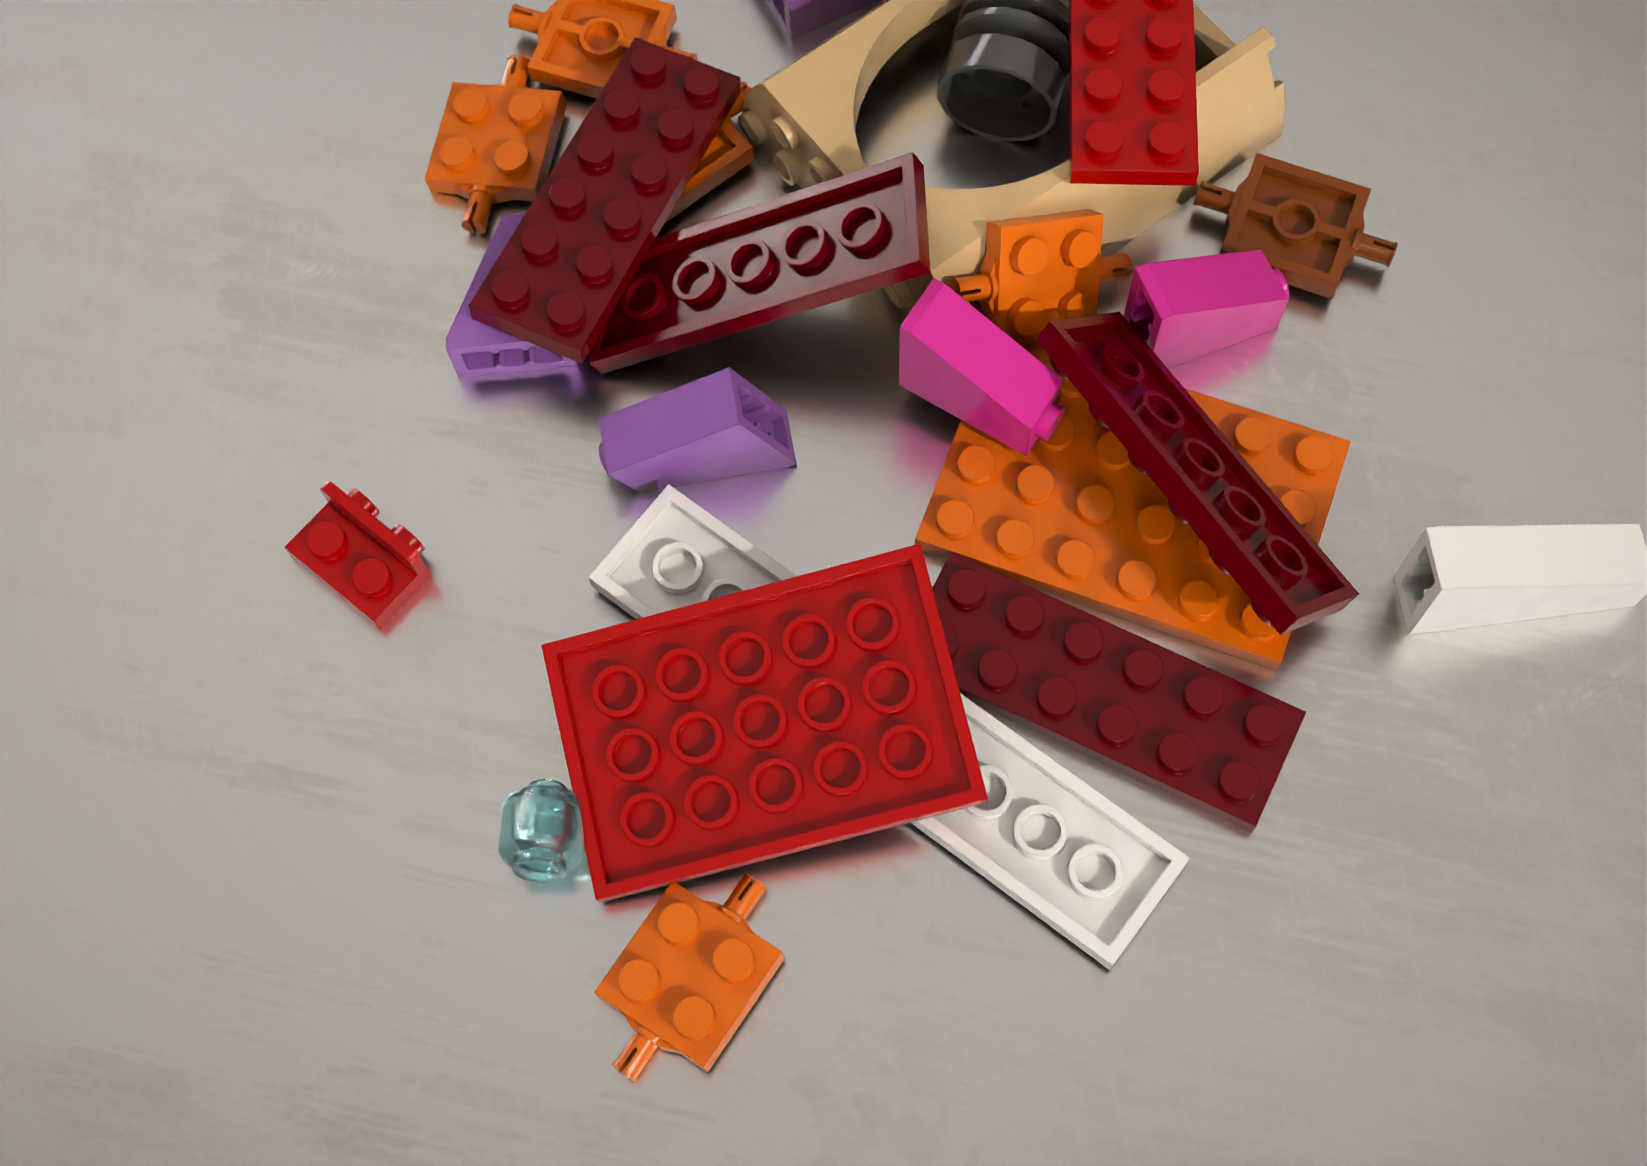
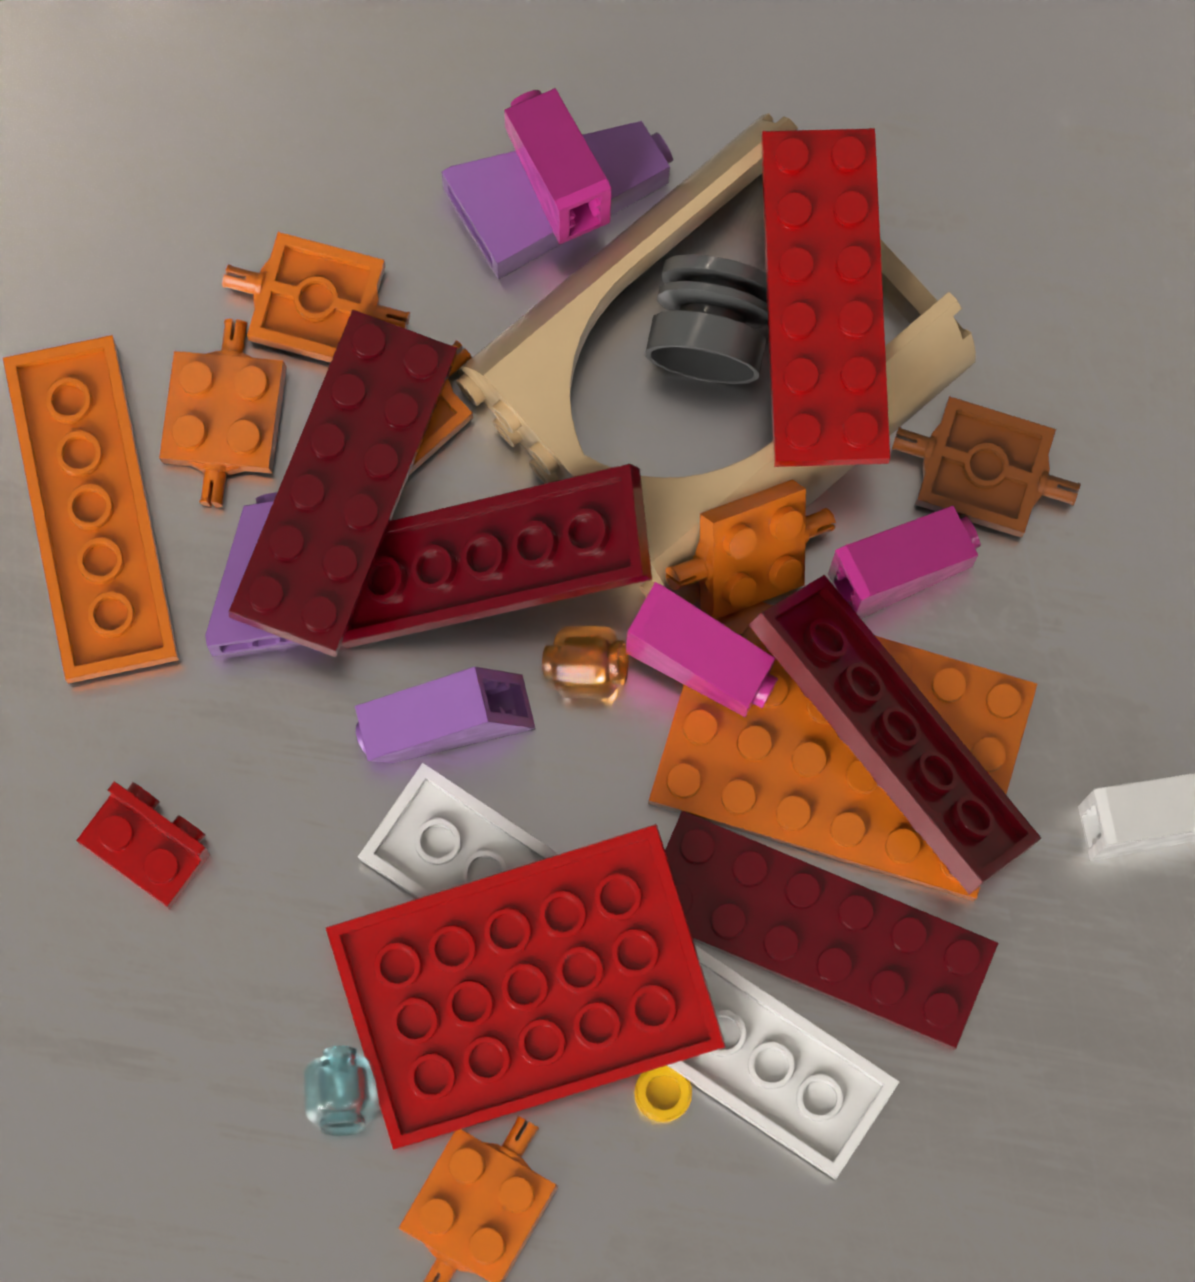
camera: 10 degrees left, 10 degrees up
(346, 228) = (90, 509): none -> orange plate
(855, 392) = (586, 662): none -> clear orange head
(912, 859) = (662, 1094): none -> yellow tile

